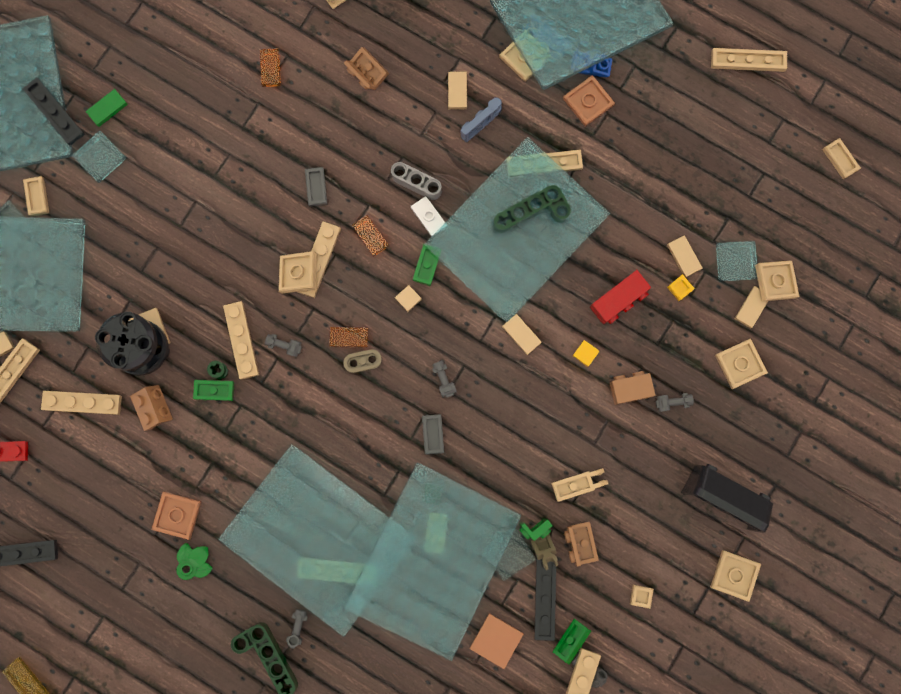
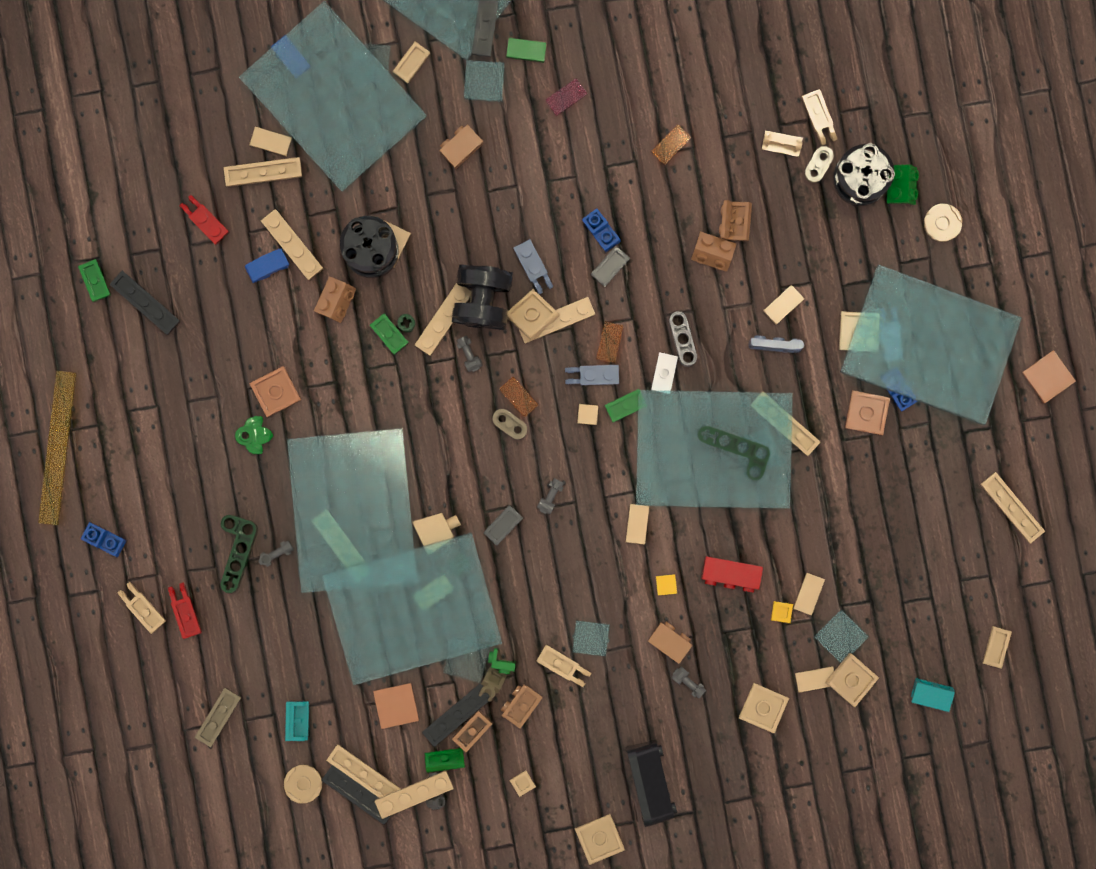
camera: 45 degrees right, 5 degrees up
(75, 437) = (266, 265): none -> blue slope
(128, 214) = (460, 146): none -> medium nougat brick
(166, 110) = (566, 97): none -> clear pink tile
(240, 283) = (480, 310): none -> black piece
(262, 240) = (532, 264): none -> sand blue hinge
(284, 170) = (601, 230): none -> blue slope
(374, 104) = (713, 251): none -> medium nougat bracket
(384, 268) = (595, 375): none -> sand blue hinge
(389, 487) = (435, 528): none -> tan torso
(568, 599) = (472, 731): none -> medium nougat brick
(576, 445) = (590, 638): none -> clear light blue piece
(838, 232) = (932, 694): none -> teal hinge

